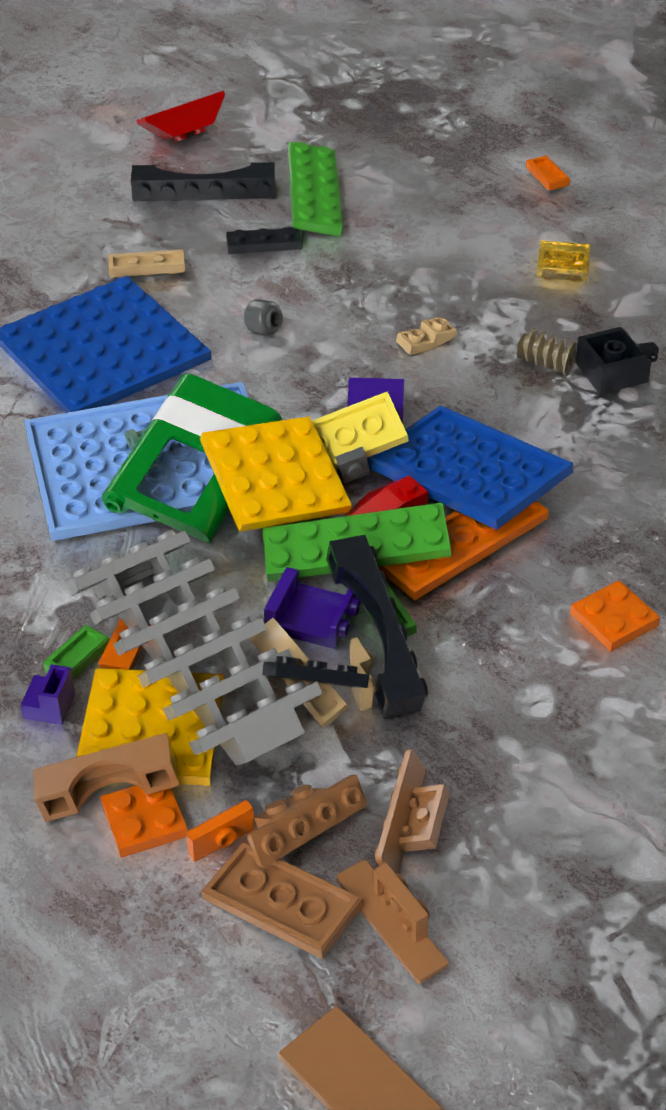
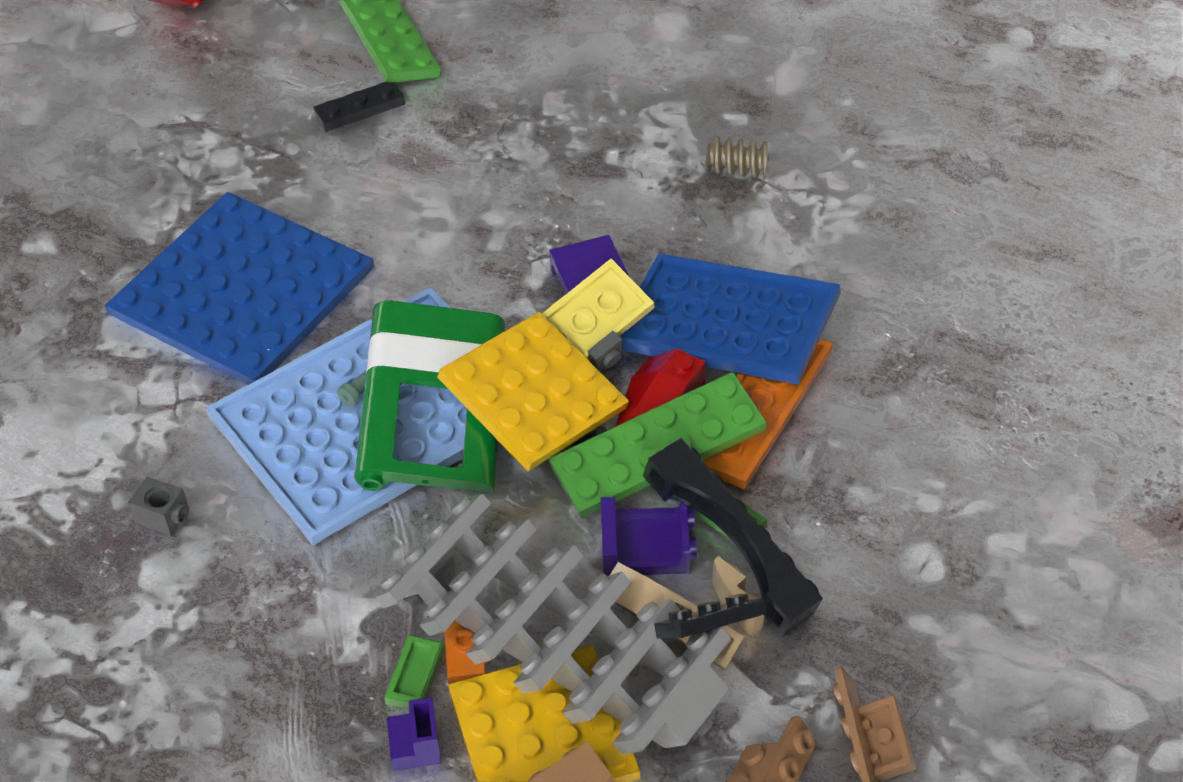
camera: 20 degrees left, 5 degrees up
(146, 263) = (241, 170): tan plate -> none
(156, 184) = (202, 68): black arch -> none
(263, 317) = (411, 201): dark grey head -> none
(429, 336) = (598, 175): tan slope -> none
(563, 261) = (697, 45): clear yellow plate -> none
(614, 359) = (811, 149): black hinge -> none
(614, 615) = (953, 441): orange plate -> none

